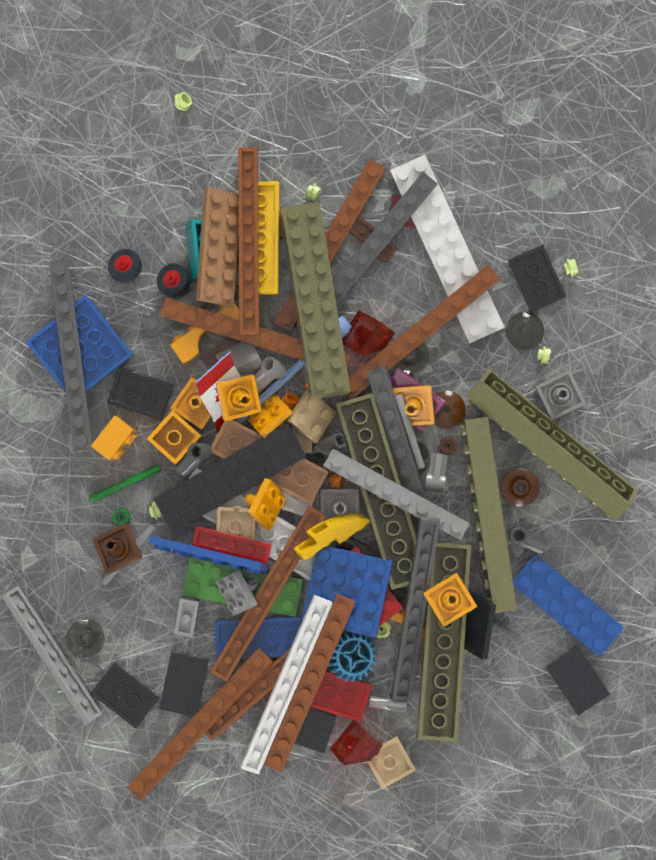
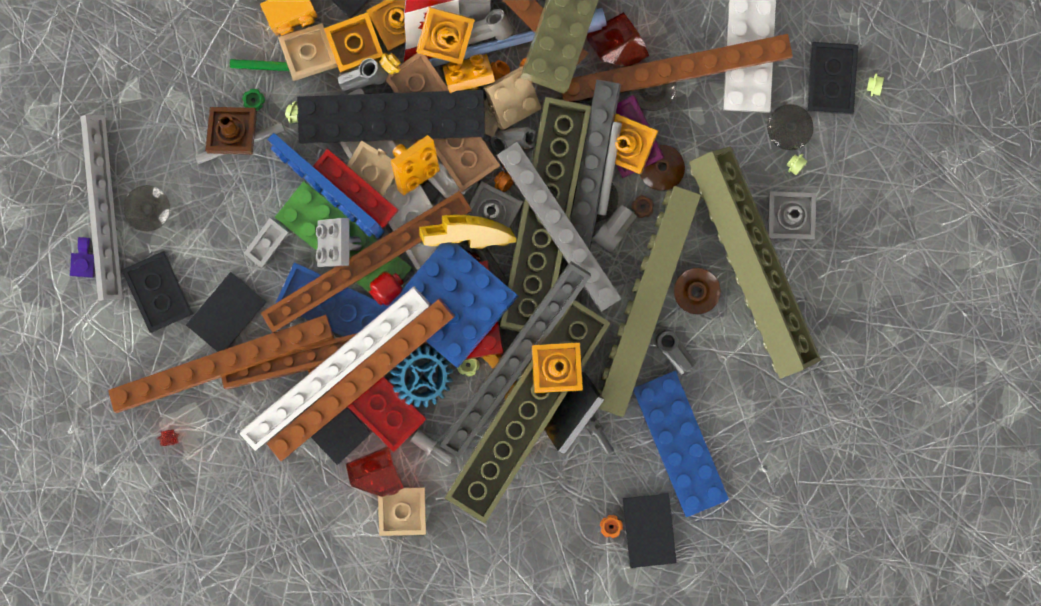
camera: 25 degrees right, 0 degrees up
(59, 702) = (82, 263): none -> dark purple plate
(143, 461) = (307, 52): none -> tan plate
(189, 798) = (168, 438): none -> clear red plate
(209, 439) = (390, 63): none -> yellow plate
(292, 605) = (386, 288): none -> red head
(548, 697) = (617, 526): none -> orange plate

